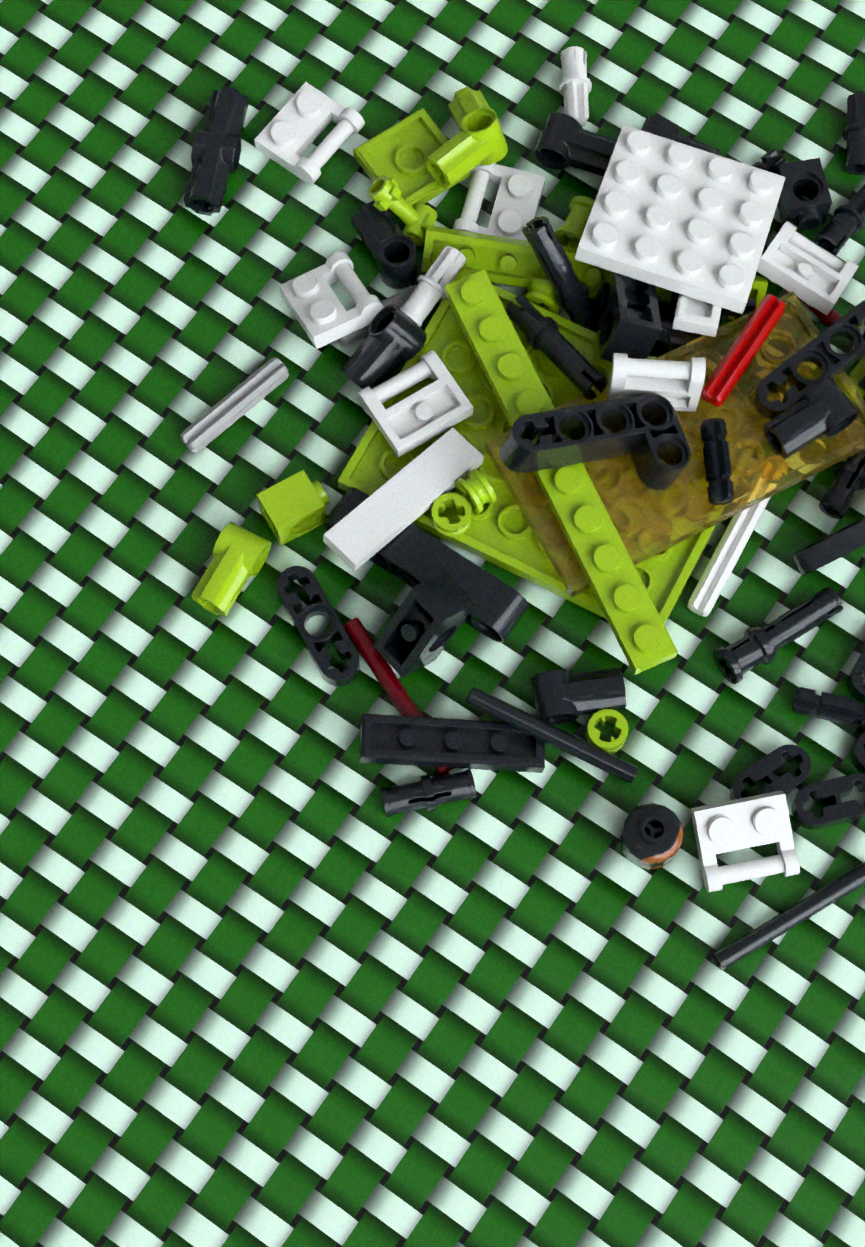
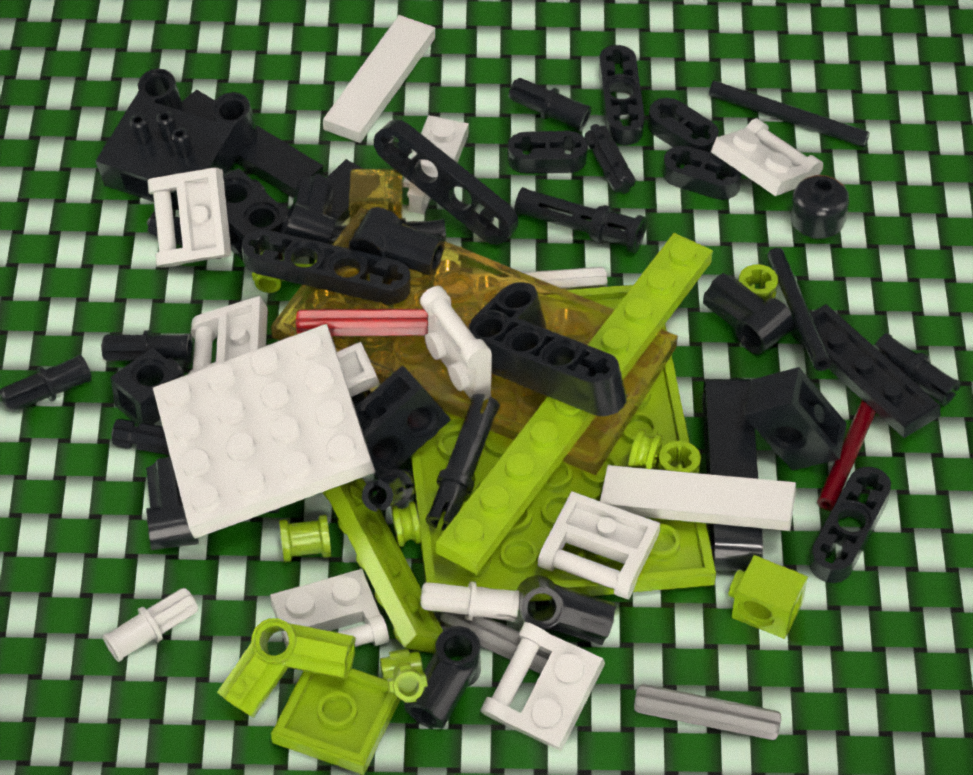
camera: 125 degrees left, 20 degrees down
(234, 560) = (851, 613): lime piece -> none
(566, 143) = (222, 592): black piece -> none
(717, 461) = (485, 288): black axle -> none

